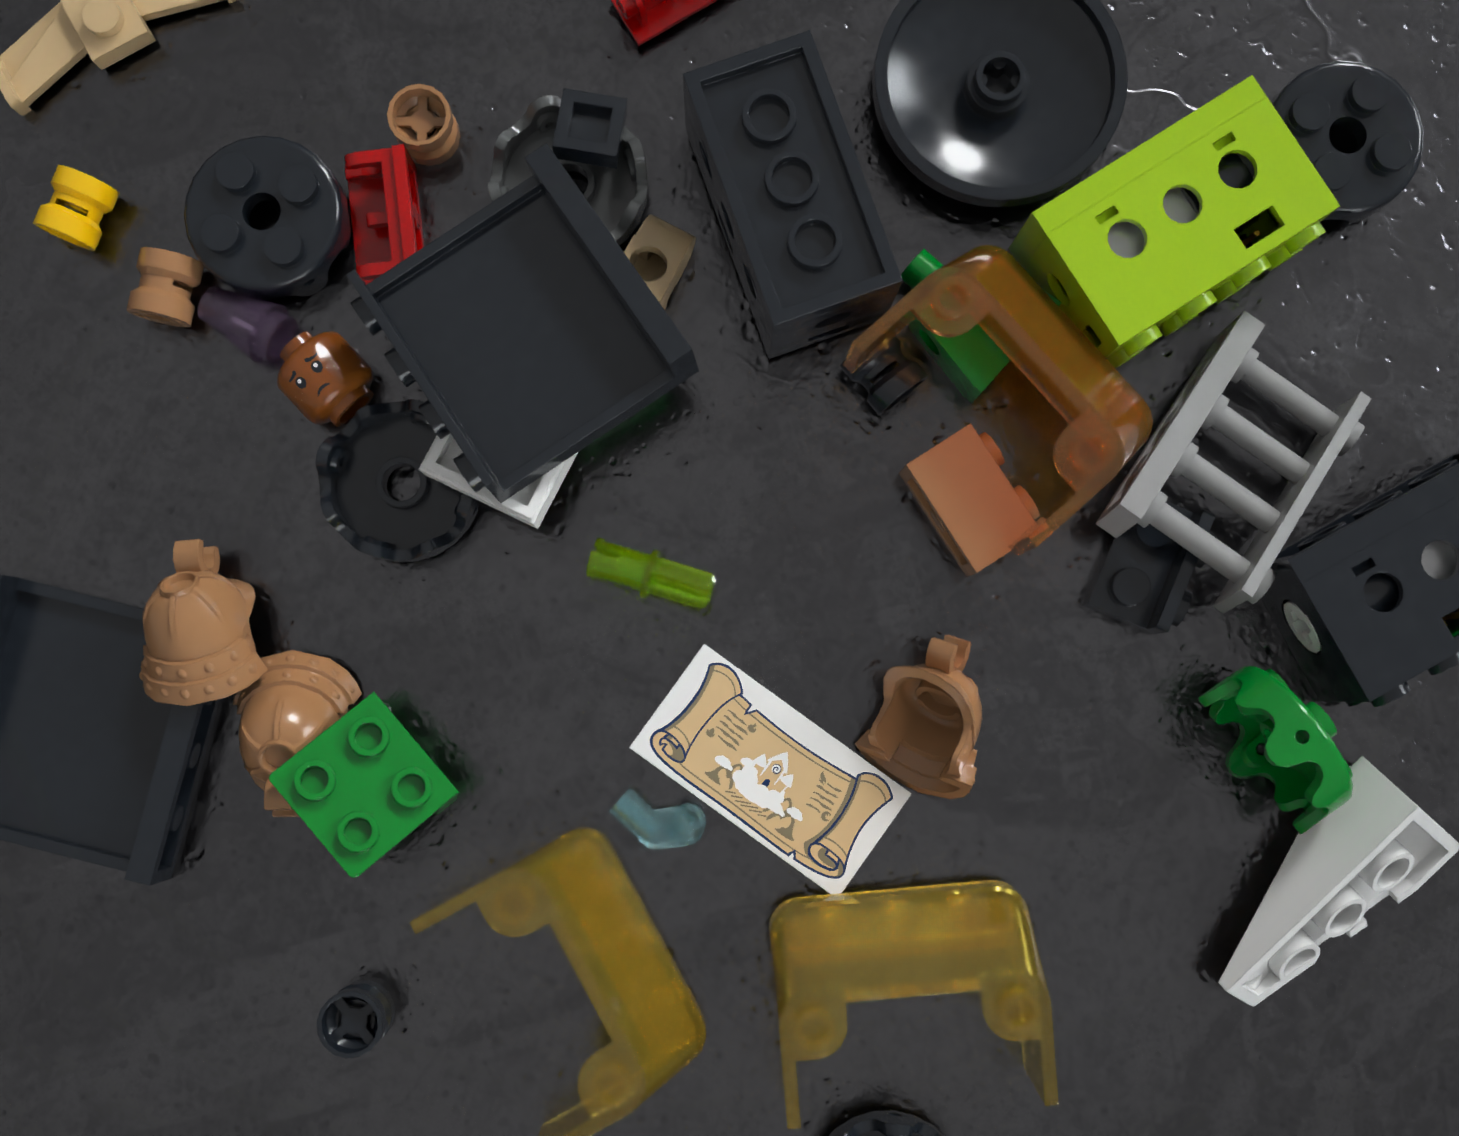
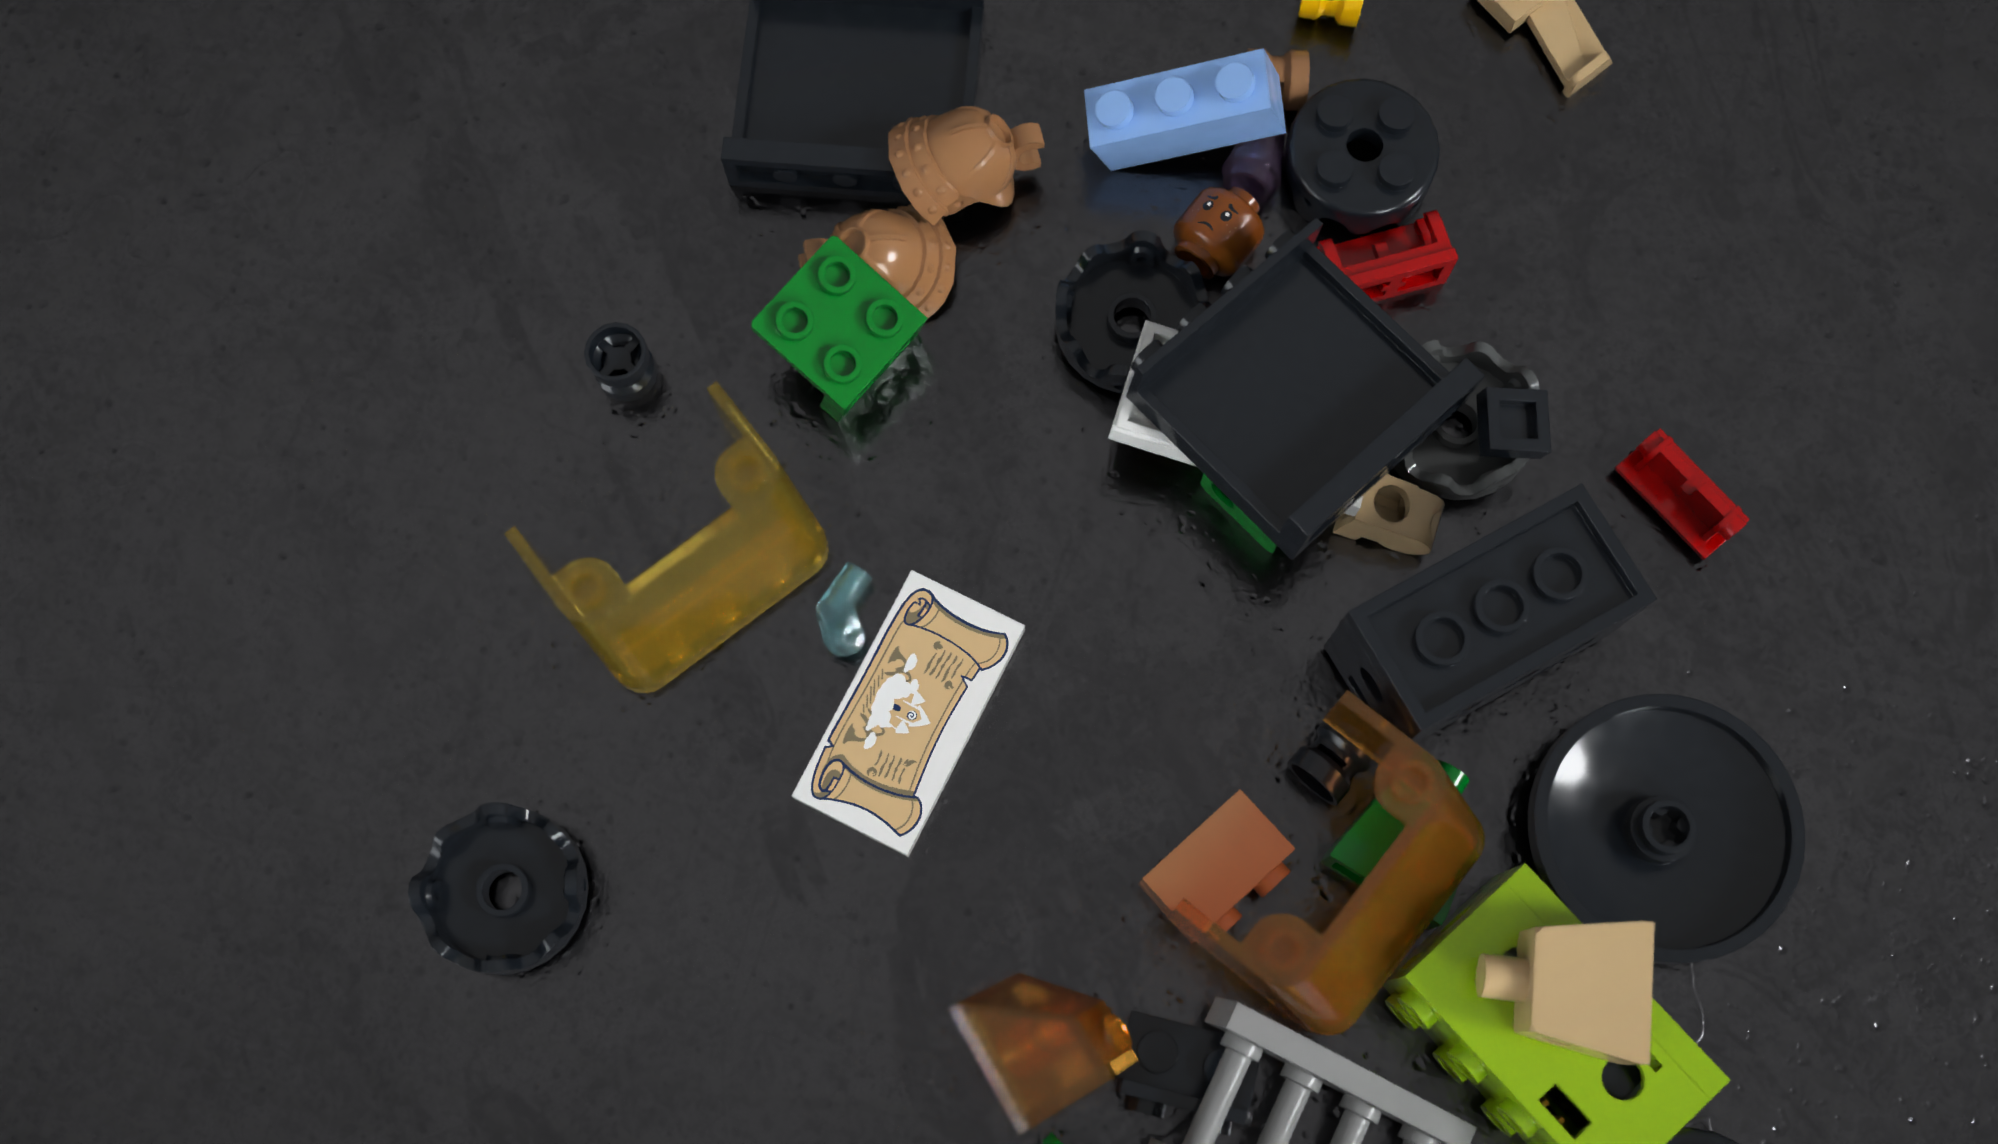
camera: 90 degrees right, 10 degrees down
(189, 386) = (1185, 110): none -> light blue brick
(420, 111) = (1491, 266): medium nougat wheel -> none
(650, 574) = (1085, 563): clear neon green axle -> none
(901, 947) = (755, 866): clear yellow windscreen -> none
(928, 723) = (984, 857): medium nougat helmet -> none
(1118, 693) = (1042, 1045): none -> clear orange slope
(1160, 187) = (1579, 987): none -> tan torso

